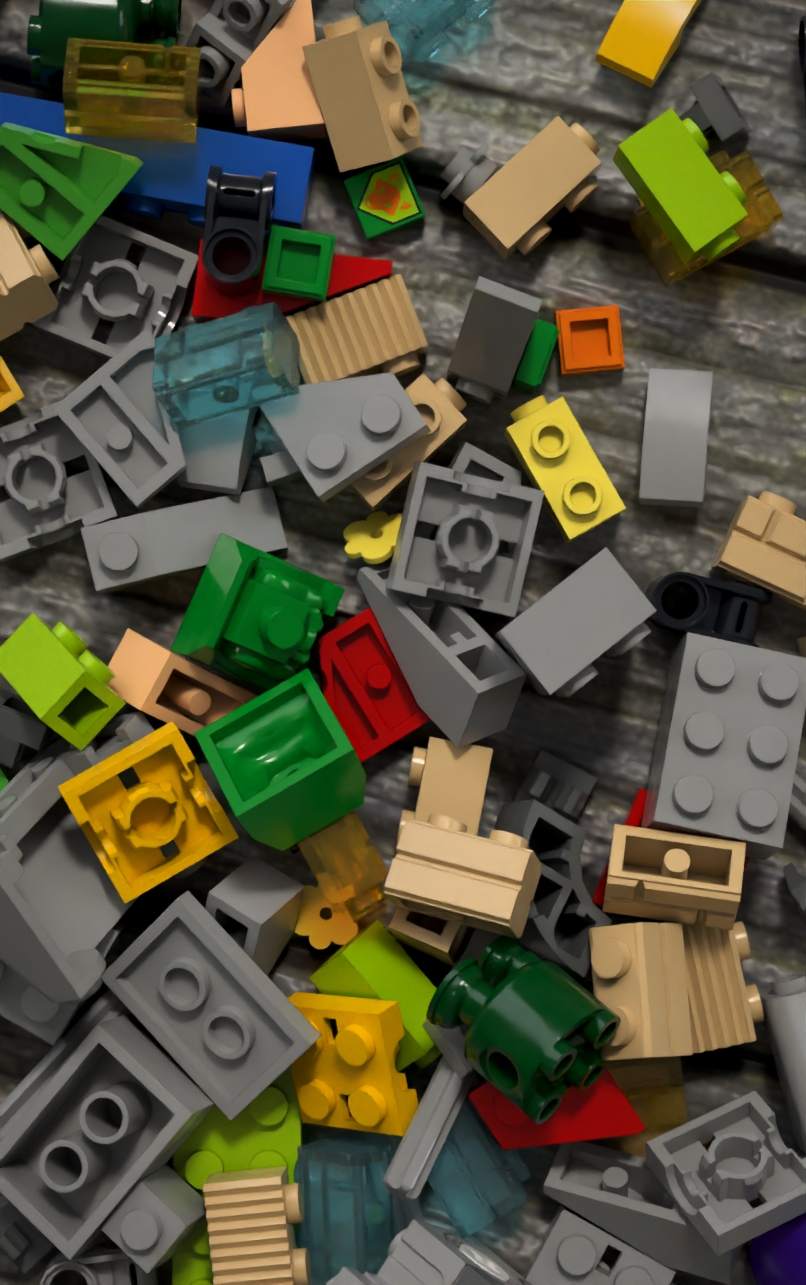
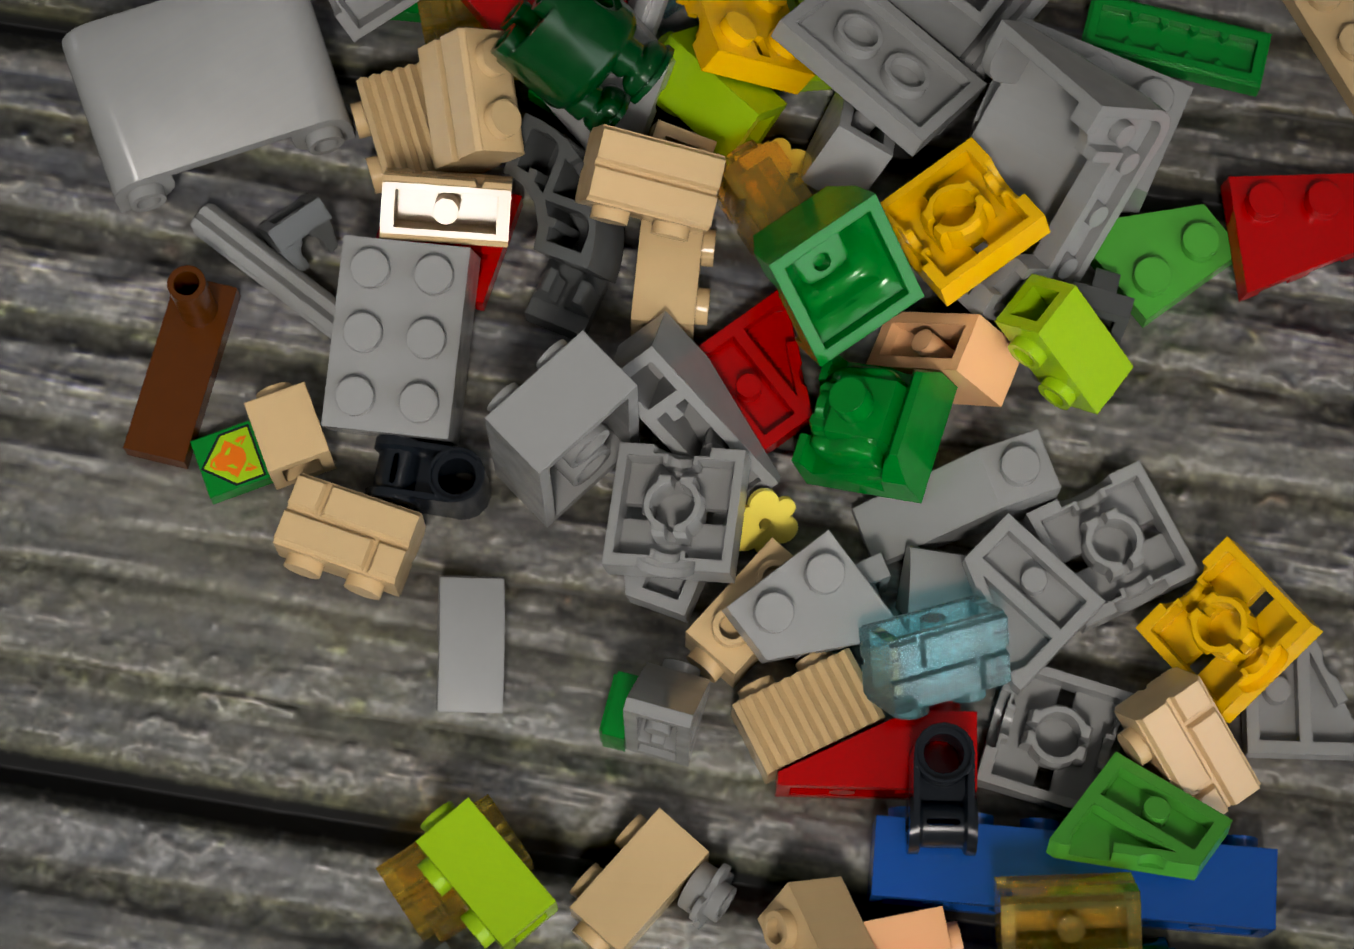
camera: 175 degrees right, 15 degrees down
(299, 263) = (873, 768): green tile -> none
(384, 199) = (789, 858): tile -> none
(562, 465) = (583, 602): light yellow brick -> none
(589, 340) = (566, 740): orange tile -> none

